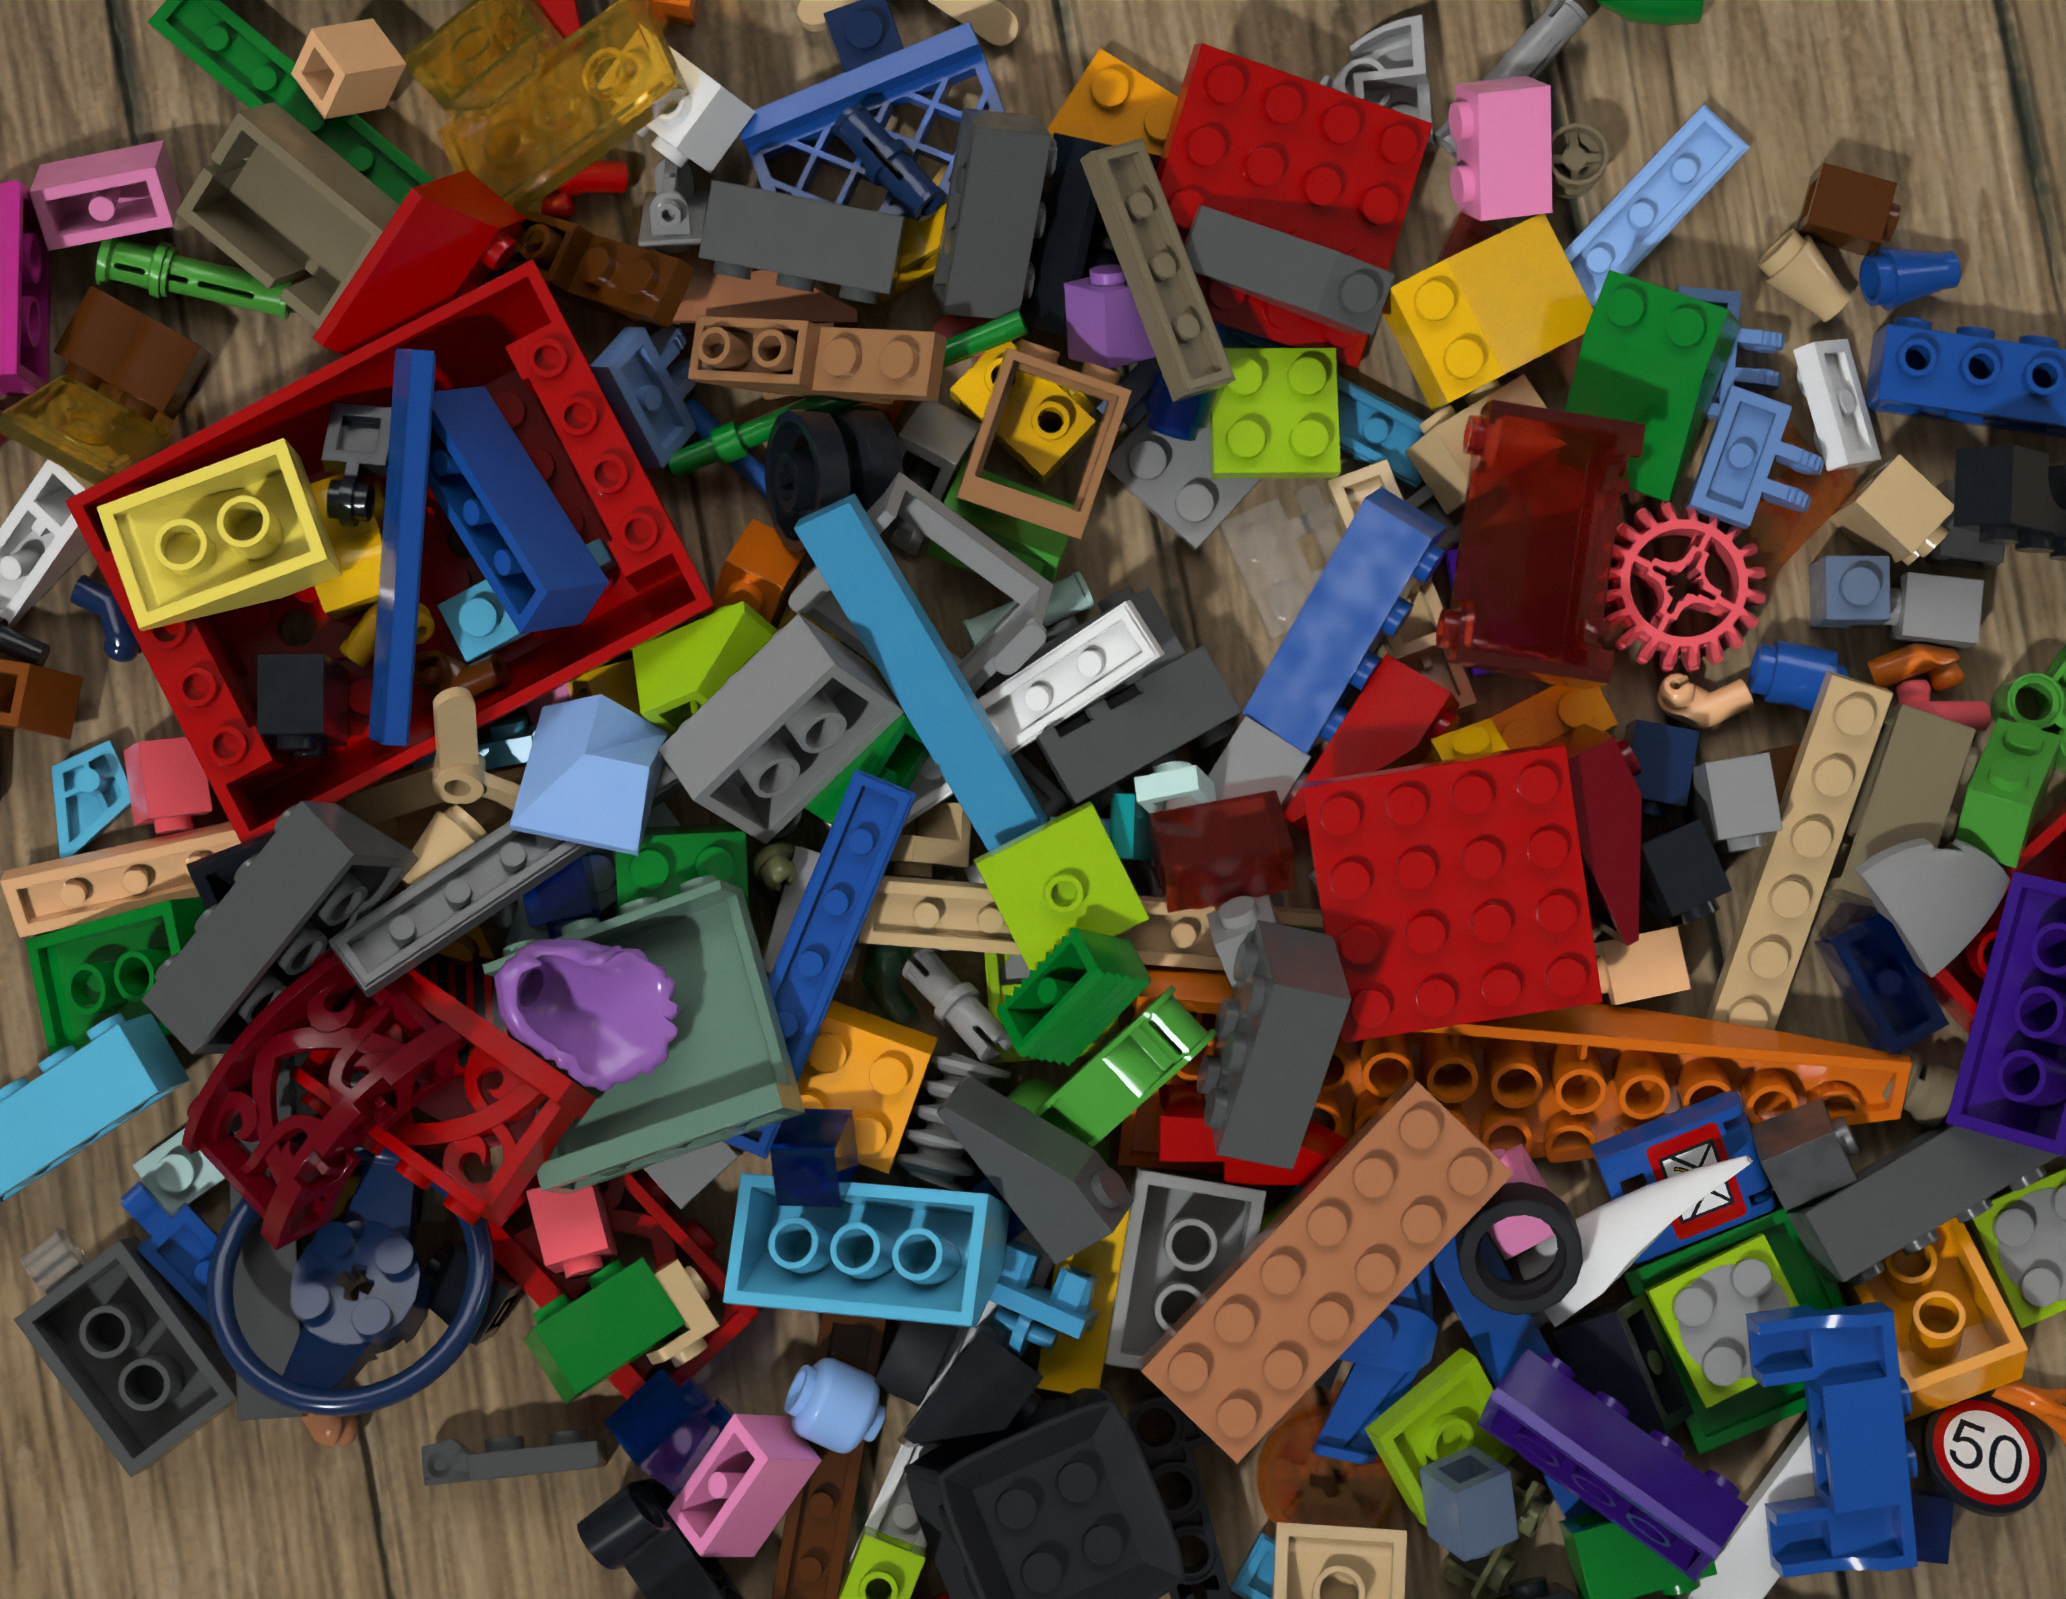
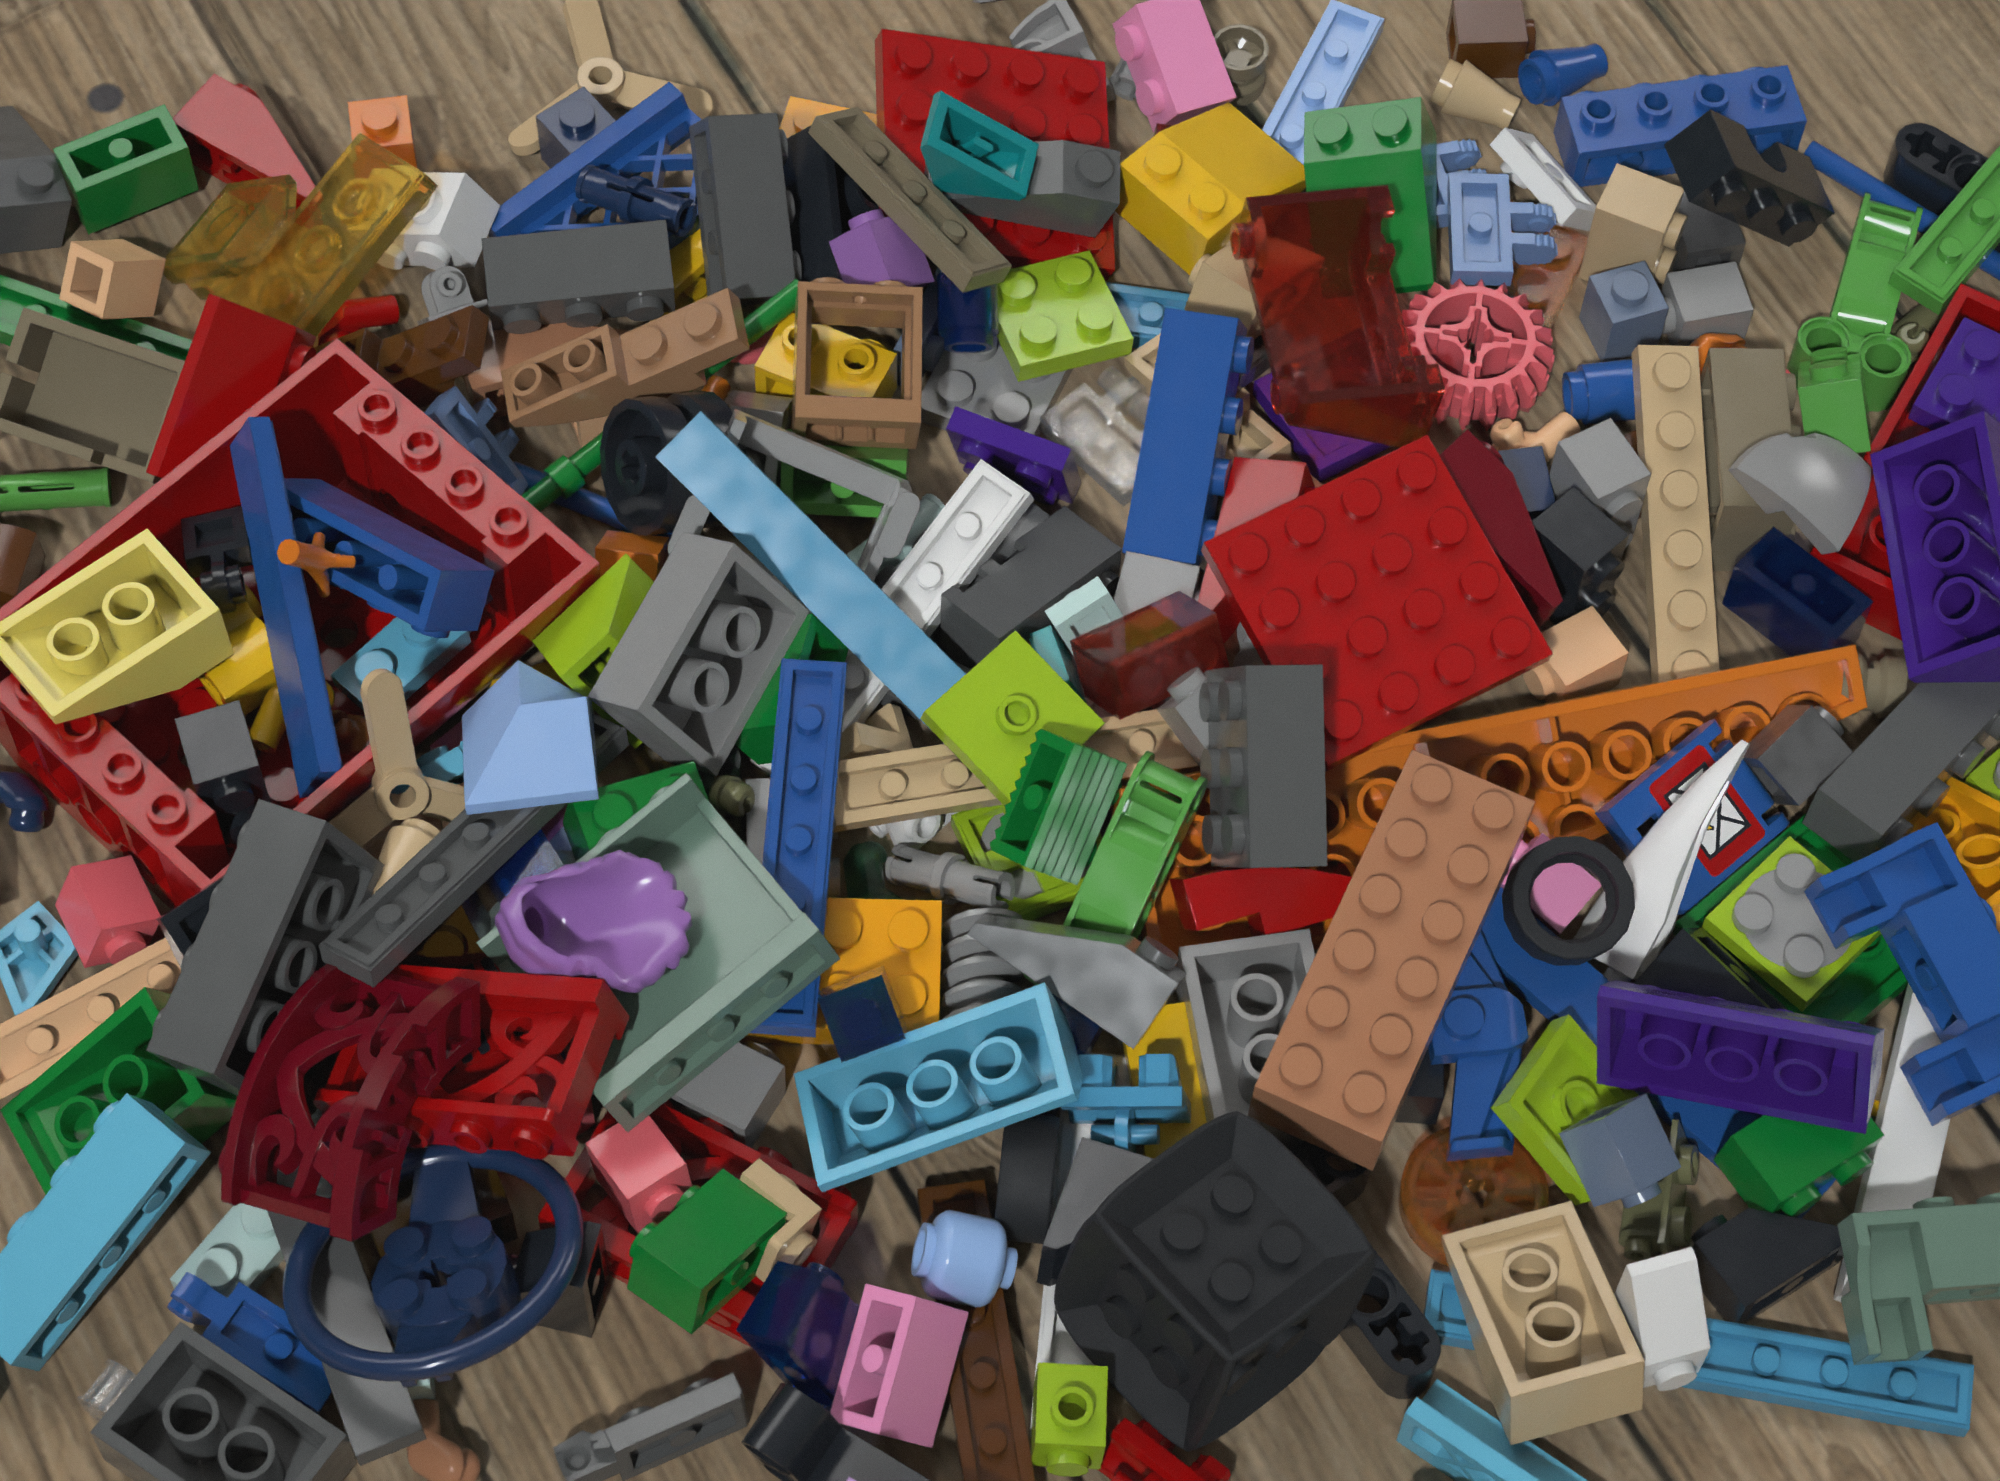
camera: 15 degrees left, 25 degrees down
(436, 517) = (314, 560): none -> orange bar
(1189, 588) = (1028, 460): none -> dark purple plate
(1241, 248) = (975, 153): none -> teal slope

